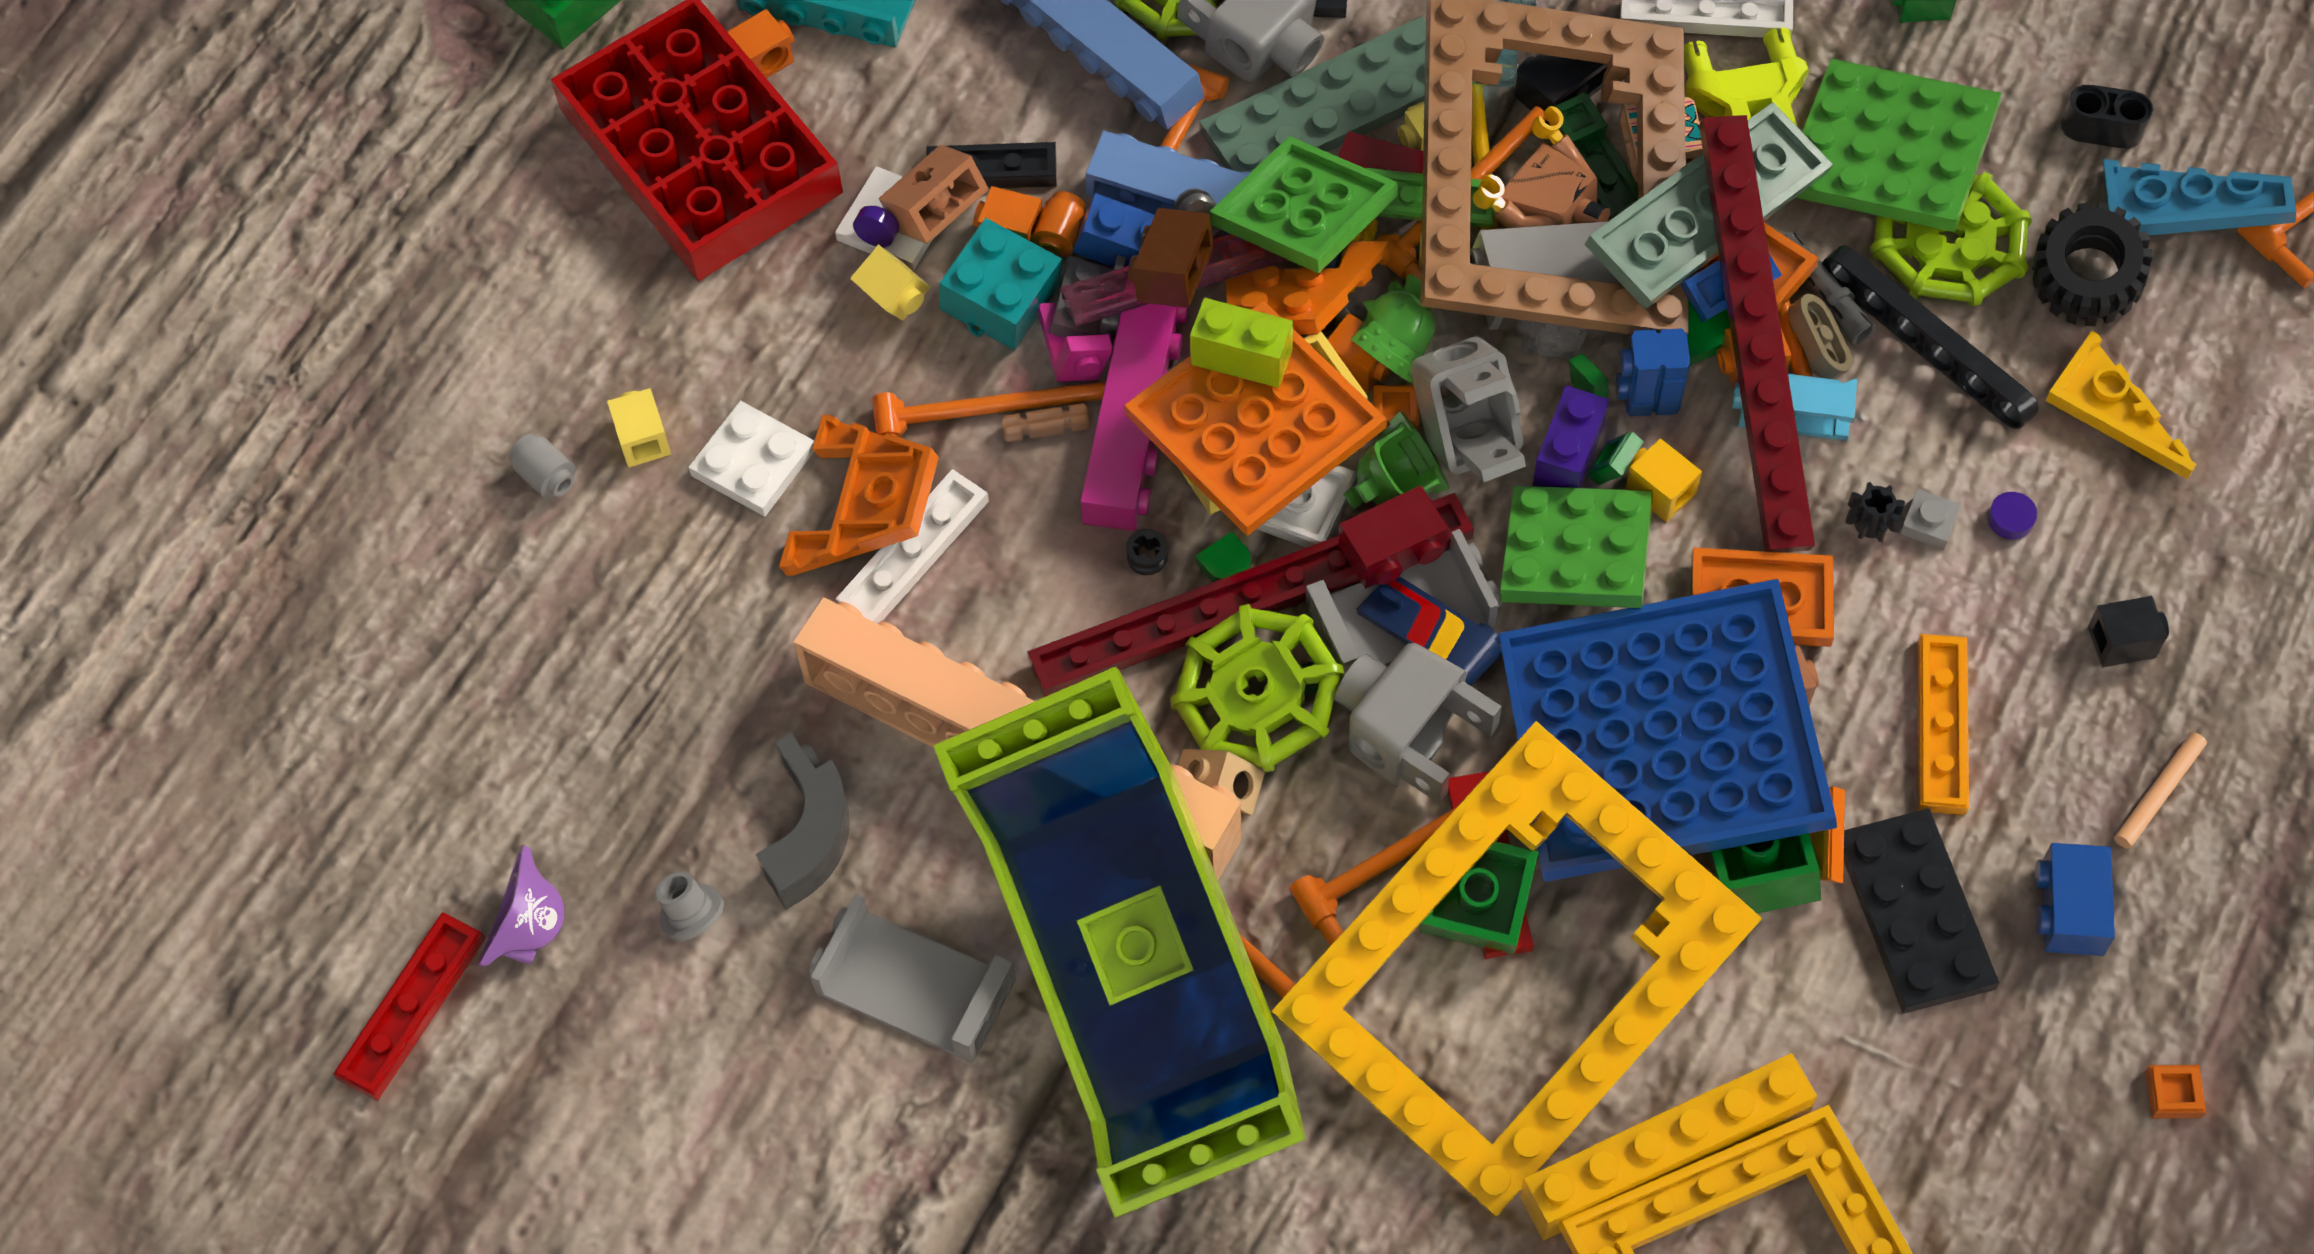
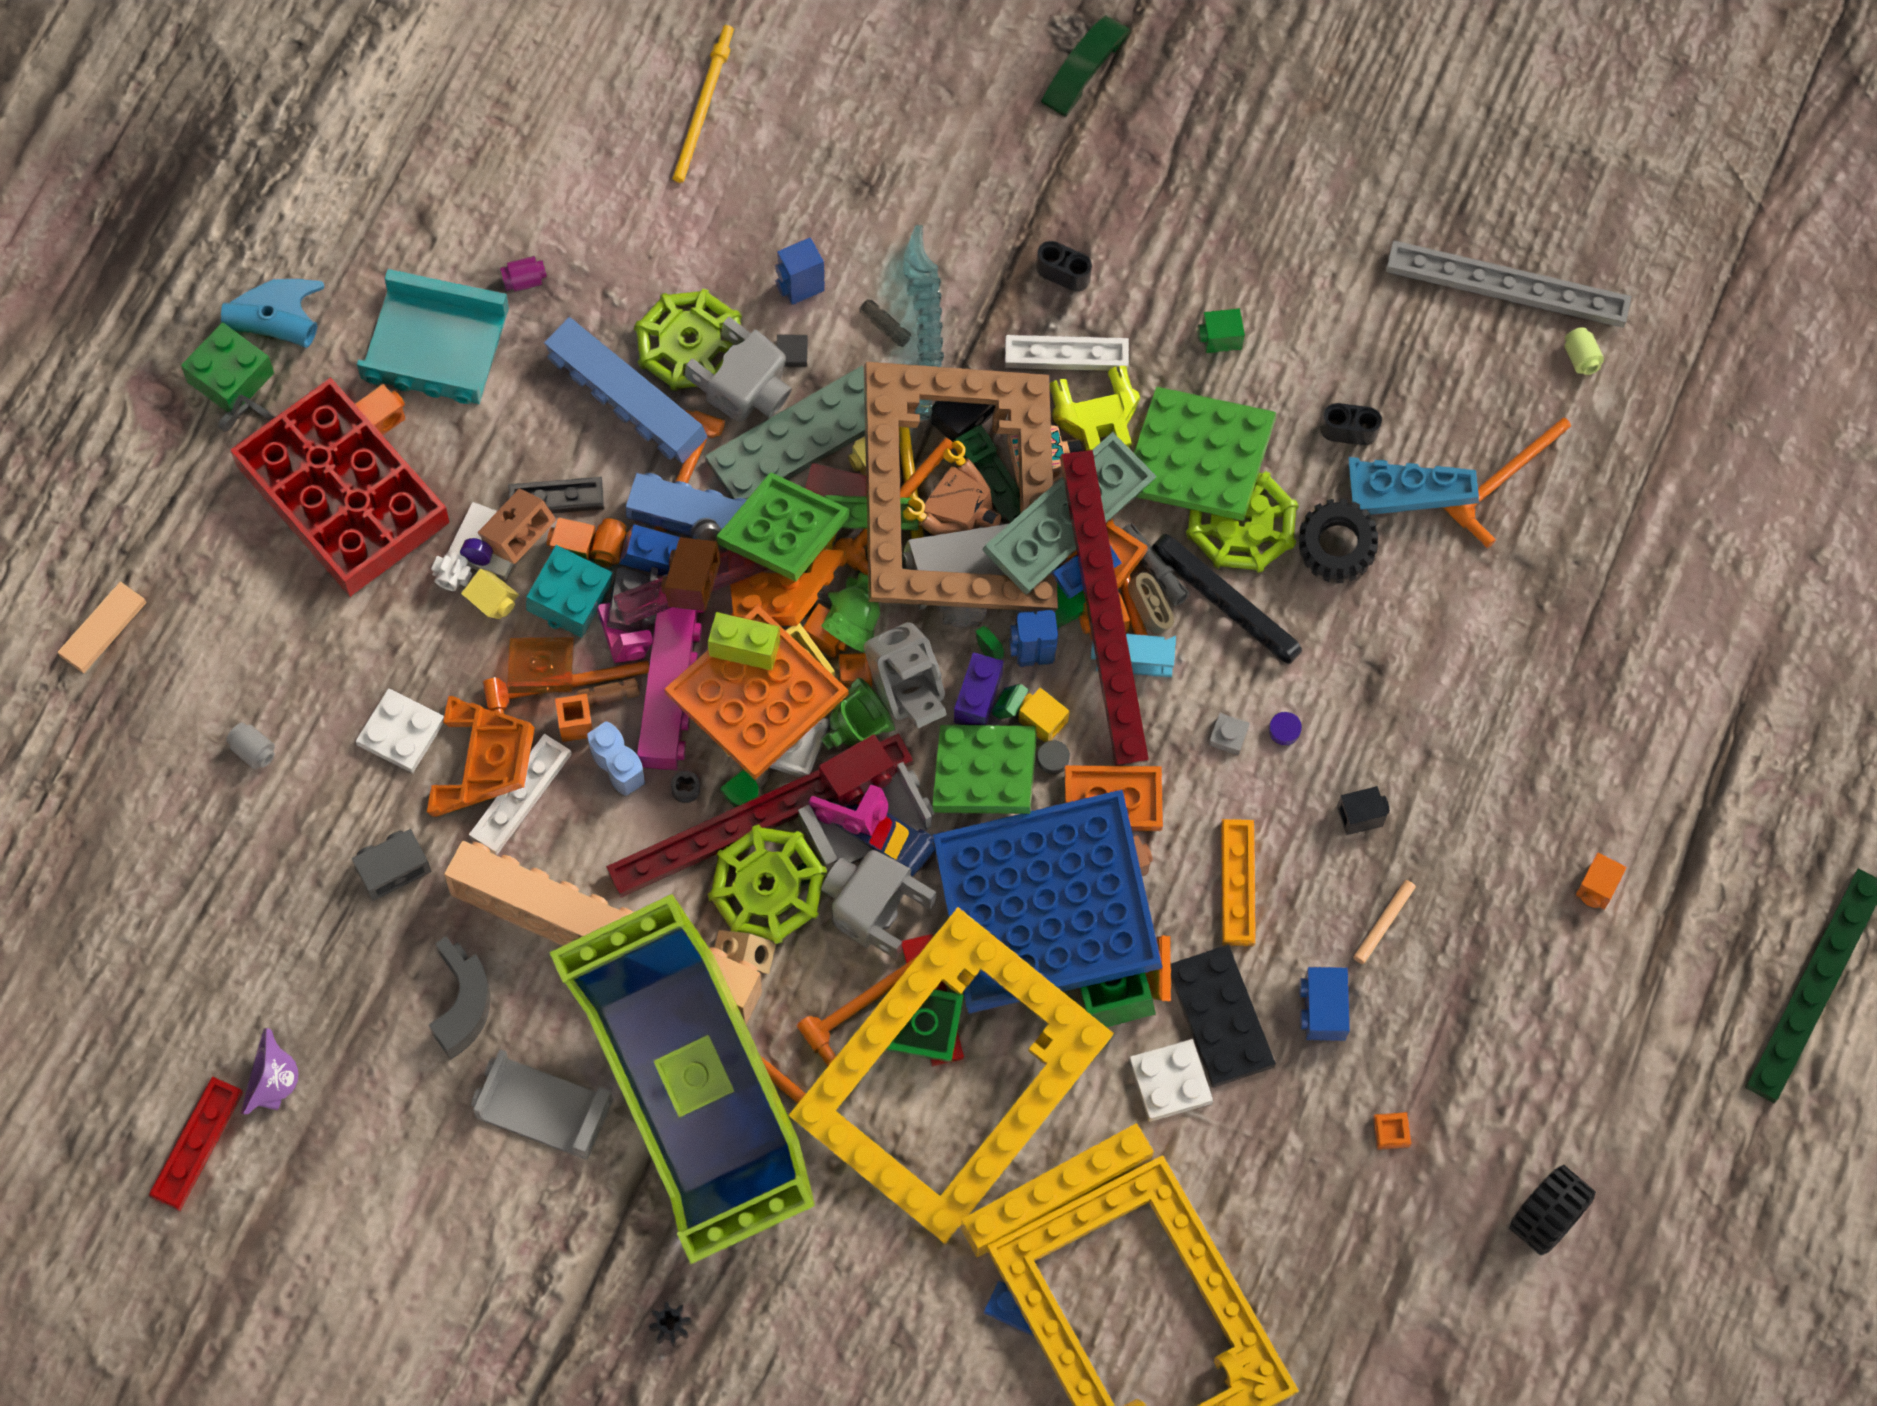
camera: 10 degrees left, 5 degrees up
(356, 305) = (101, 627): none -> light nougat tile
(556, 49) = (230, 418): none -> dark grey piece
(639, 427) = (317, 712): light yellow brick -> none
(687, 906) = (383, 1063): light grey piece -> none
(723, 633) = (391, 864): none -> dark grey brick
(839, 251) = (451, 571): none -> white gear
(954, 379) = (540, 665): none -> clear orange tile
(995, 448) = (573, 717): none -> orange brick
(1051, 507) = (617, 759): none -> light blue brick
(1398, 605) = (864, 820): none -> dark pink bracket
(1675, 538) = (1053, 757): none -> dark grey tile
(1840, 998) = (1170, 1080): none -> white plate
(1875, 512) = (1184, 737): black gear -> none
(2108, 401) = (1348, 639): yellow wing -> none

